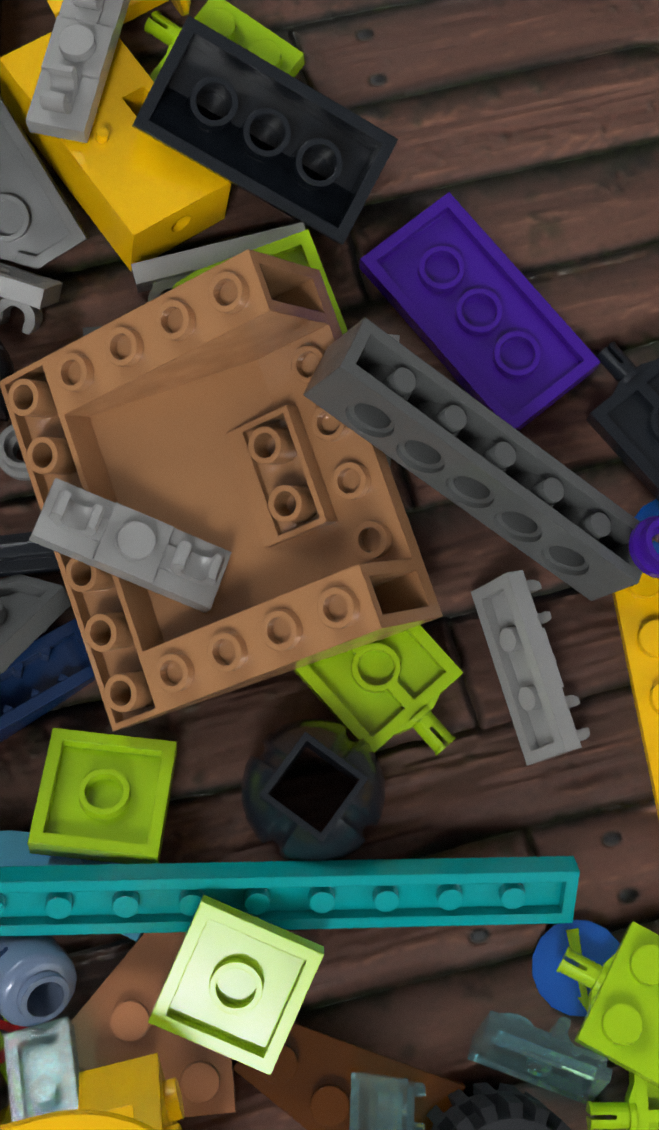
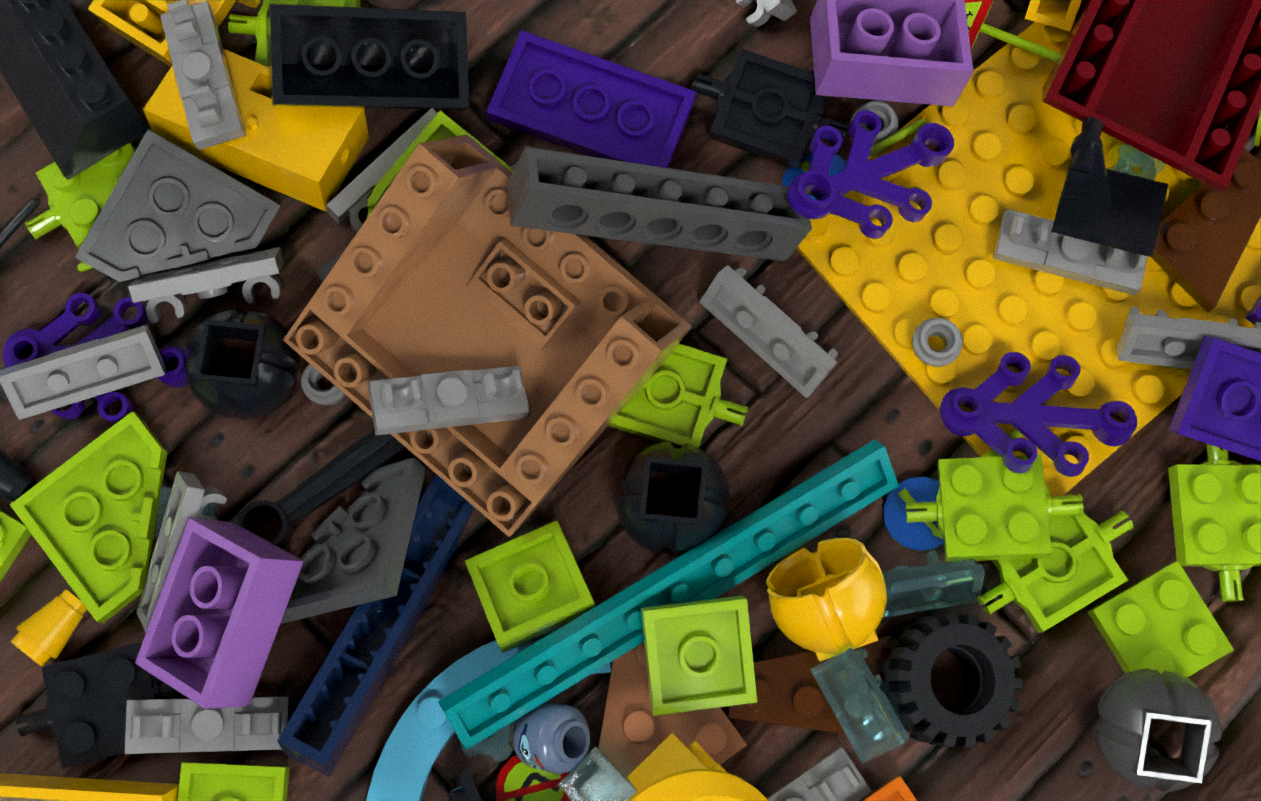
camera: 25 degrees left, 0 degrees up
(417, 1004) = (828, 597): none -> yellow piece

